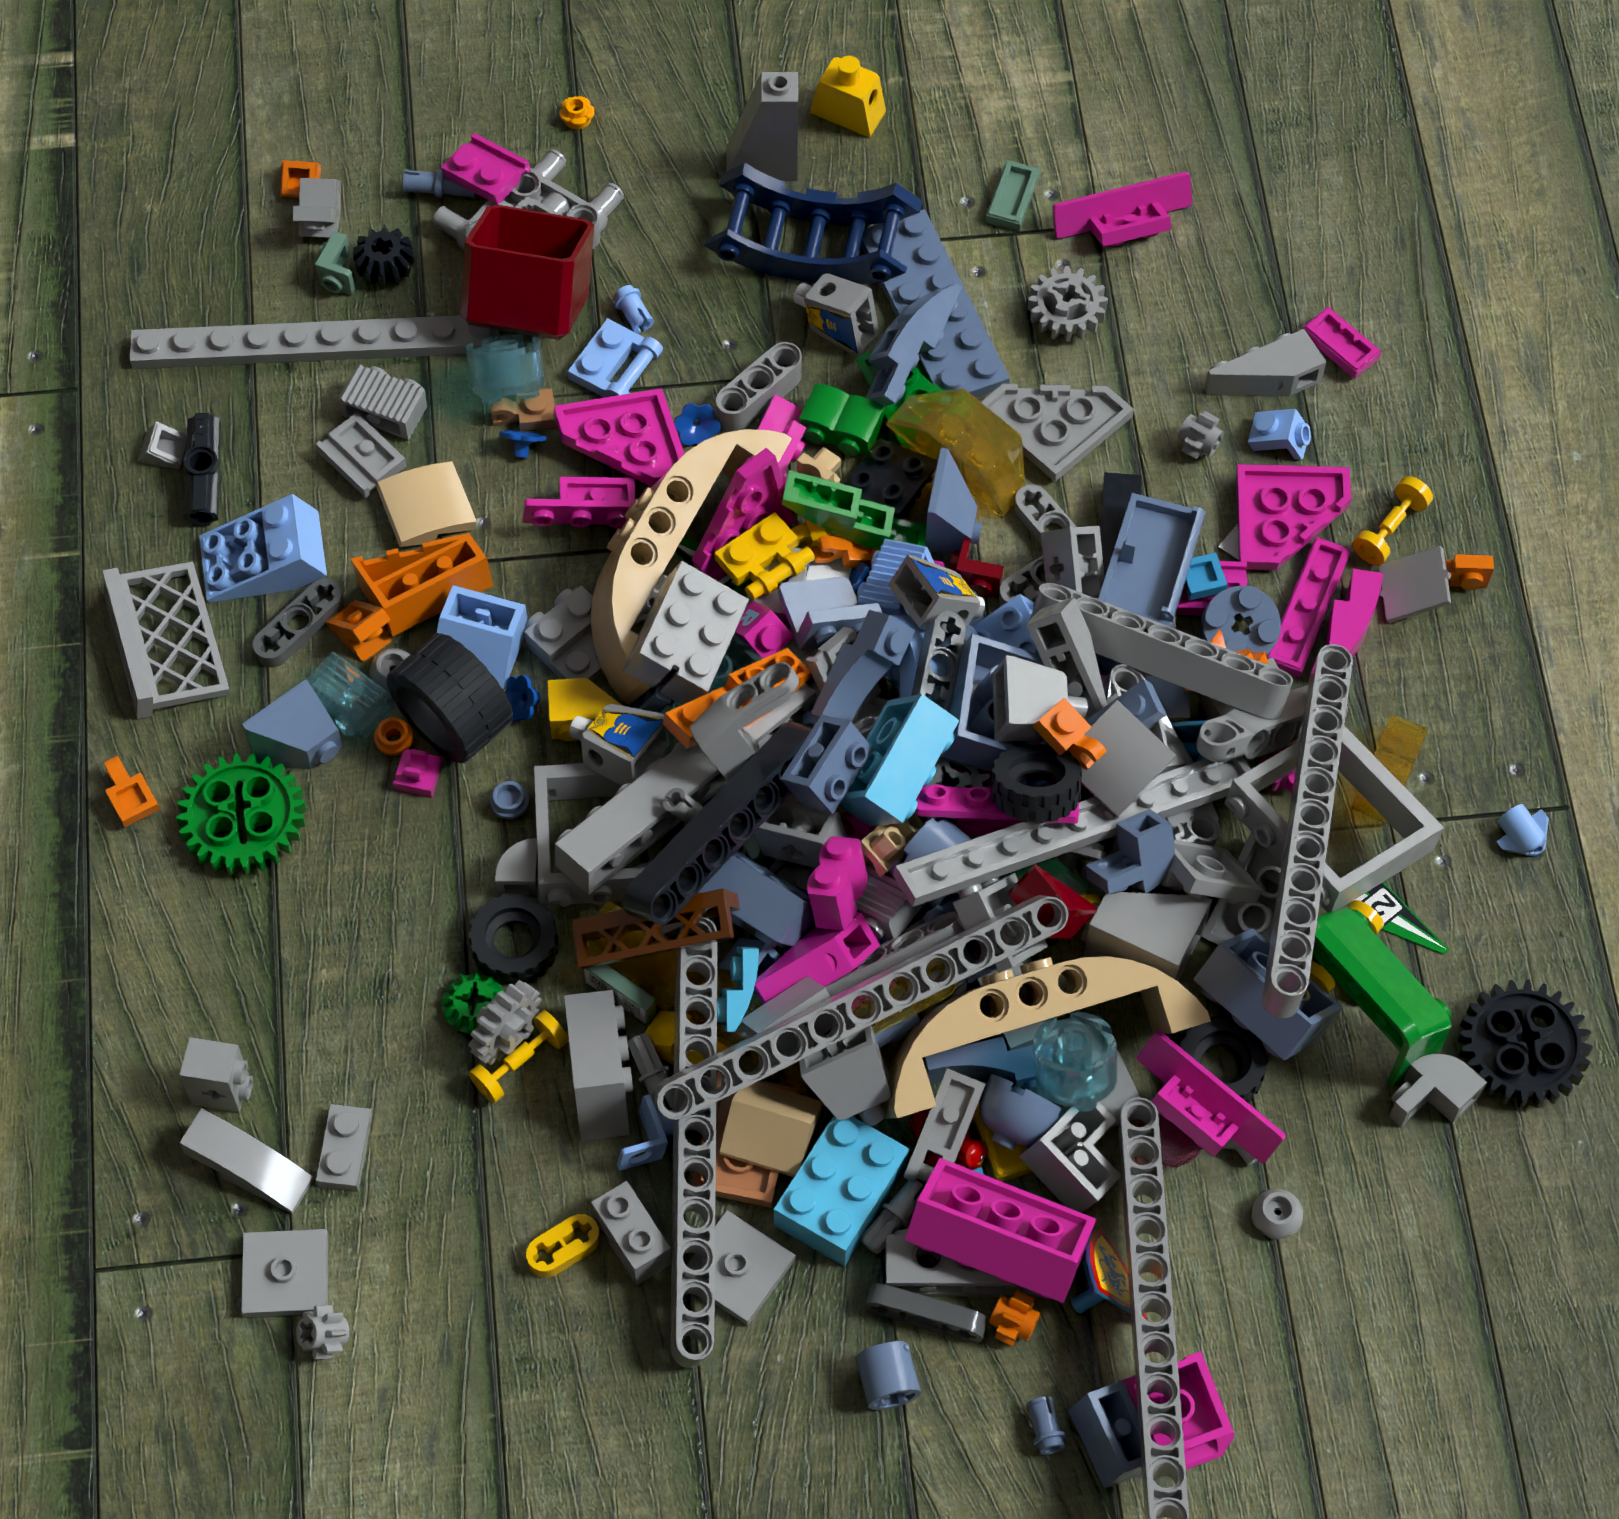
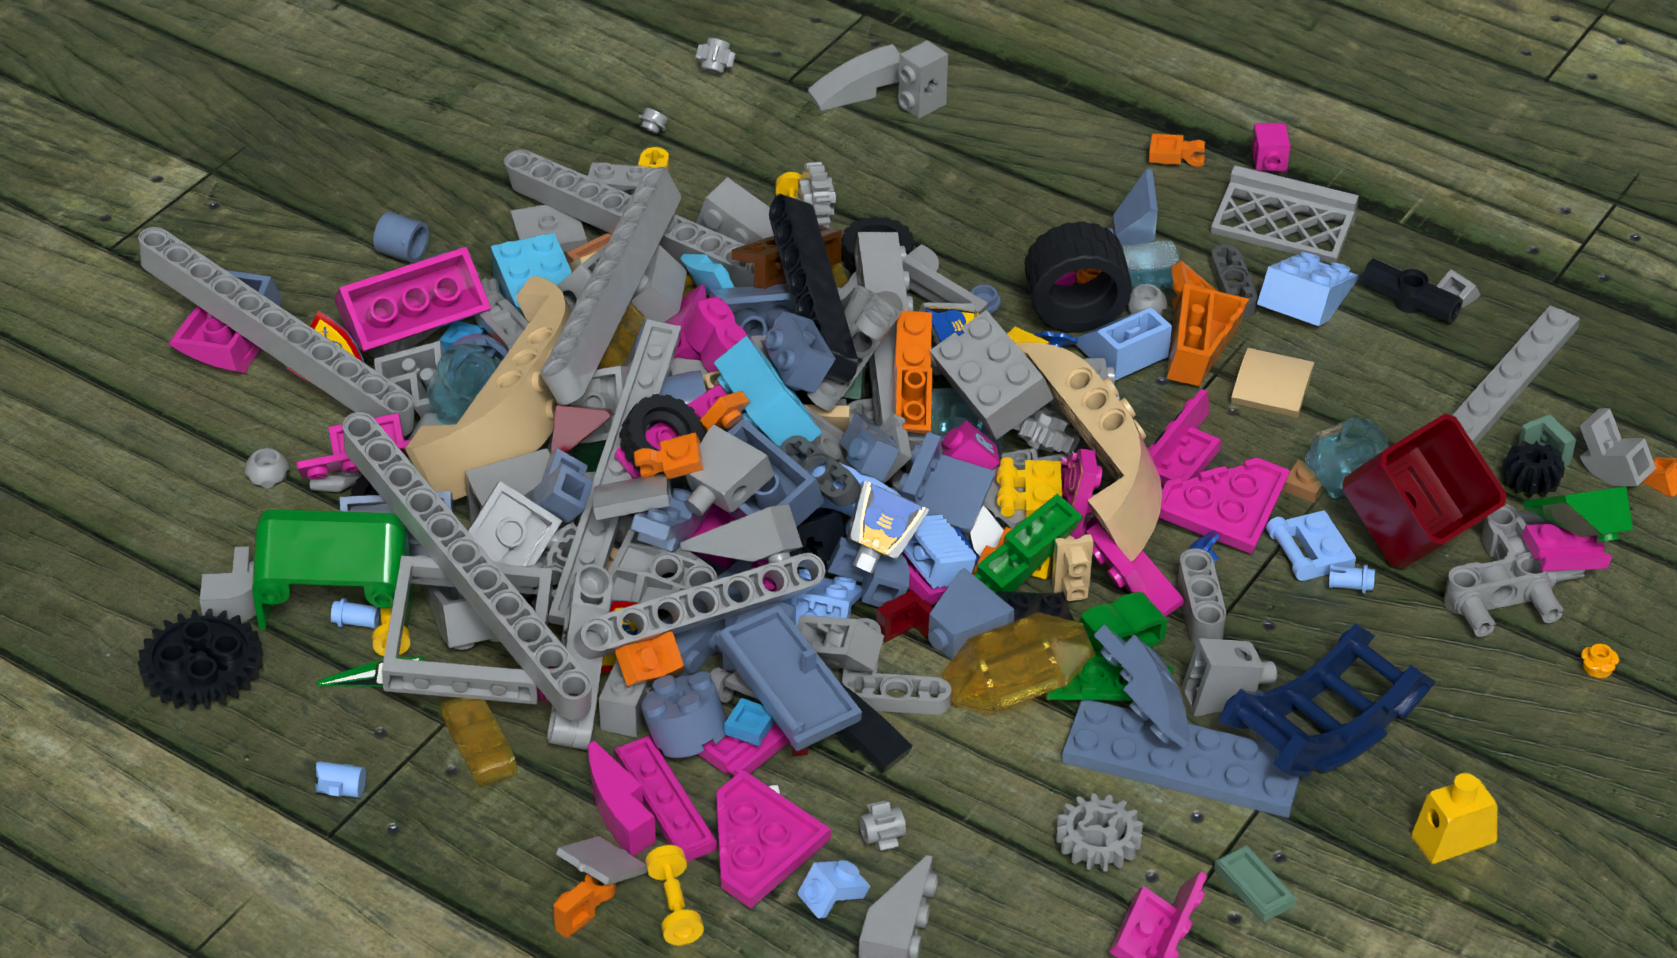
camera: 130 degrees right, 20 degrees down
(58, 709) = (1270, 147): none -> dark pink brick
(278, 808) = (1096, 181): green gear -> none
(284, 1272) = (772, 69): light grey plate -> none
(344, 1147) = (823, 125): light grey plate -> none
(360, 454) = (1350, 371): light grey plate -> none
(384, 401) = (1388, 399): light grey brick -> none
(456, 152) = (1587, 513): none -> green slope
(457, 1012) = (842, 211): green gear -> none
(484, 1307) = (653, 121): none -> light grey plate
(522, 440) = (1283, 450): blue plant -> none
(768, 128) = (1444, 713): light grey slope -> none
(973, 747) = (725, 411): none -> orange plate
(1046, 1427) = (288, 288): sand blue pin -> none
(1059, 422) = (993, 752): light grey plate -> none

